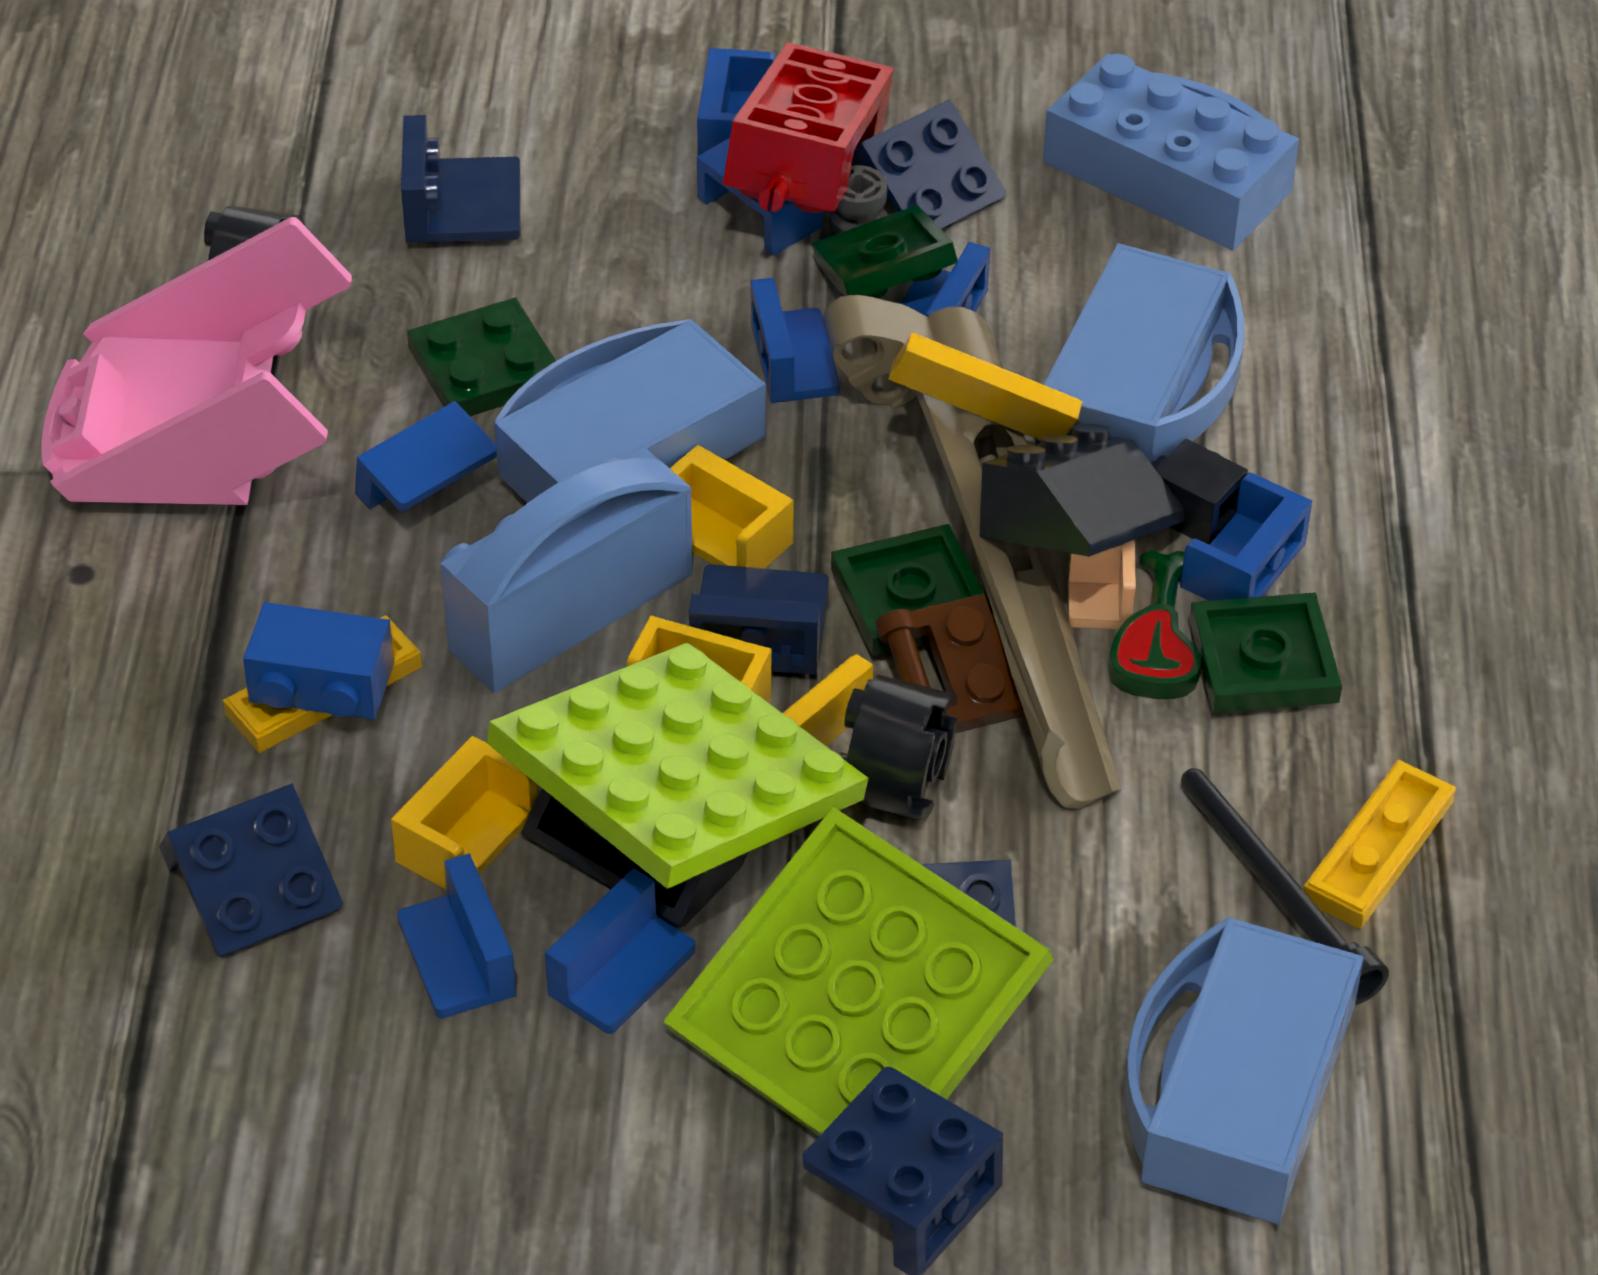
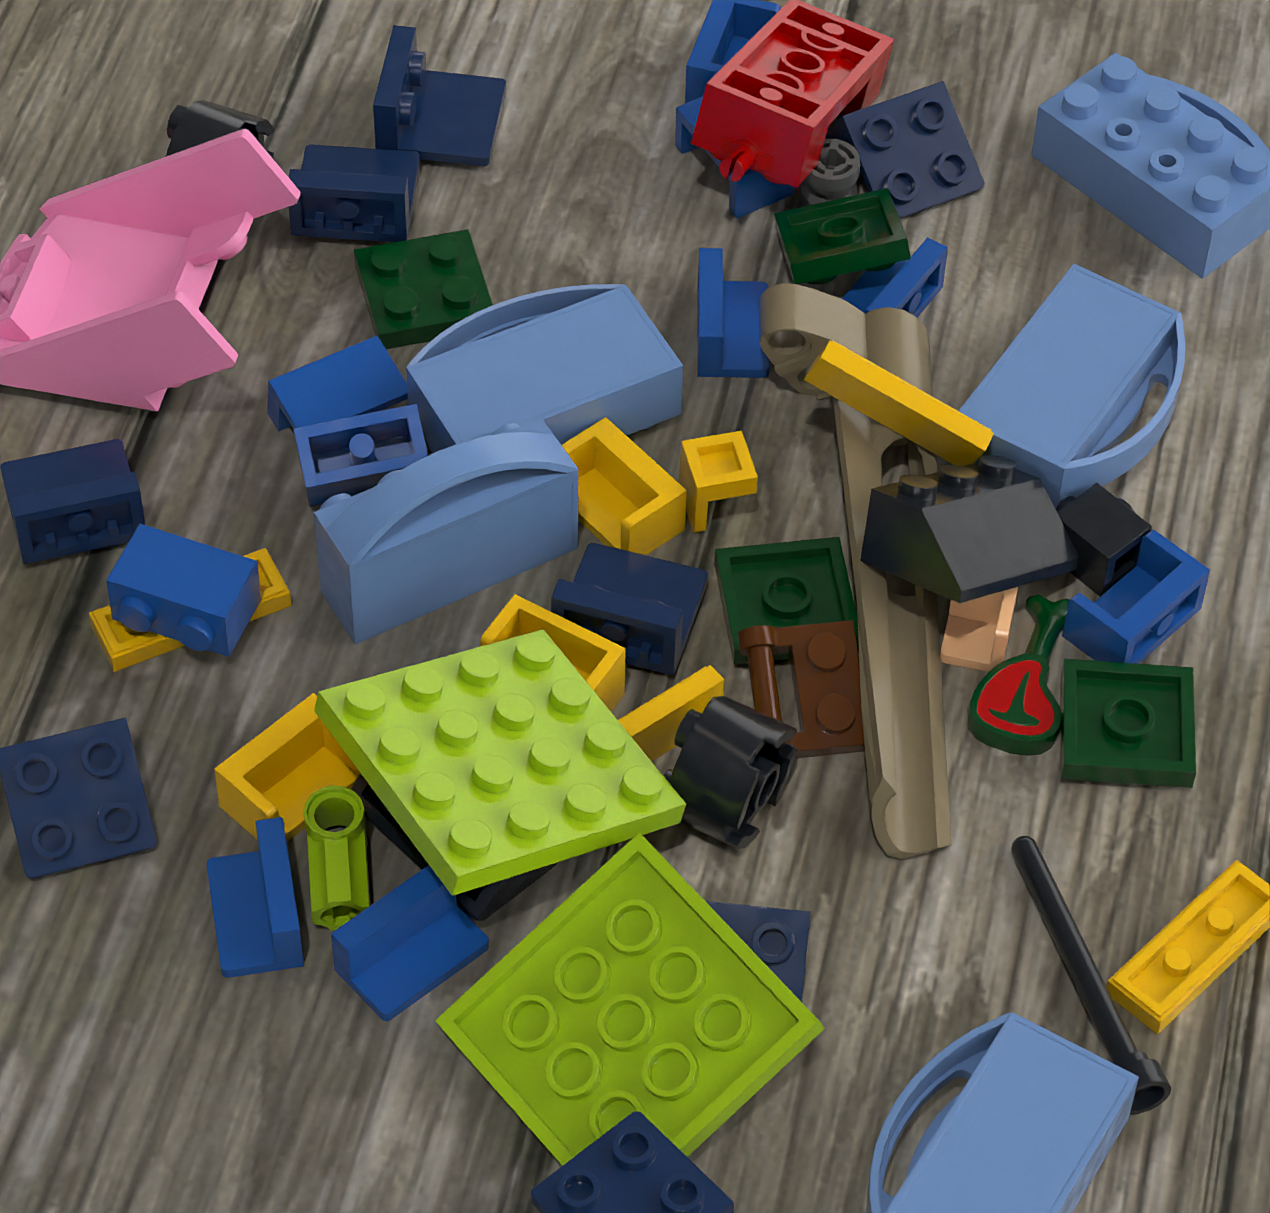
camera: 10 degrees right, 5 degrees up
(183, 598) = (72, 500): none -> dark blue bracket
(397, 280) = (354, 193): none -> dark blue bracket
(459, 509) = (357, 451): none -> blue brick
(528, 886) = (336, 858): none -> lime piece
(815, 478) = (714, 470): none -> yellow panel

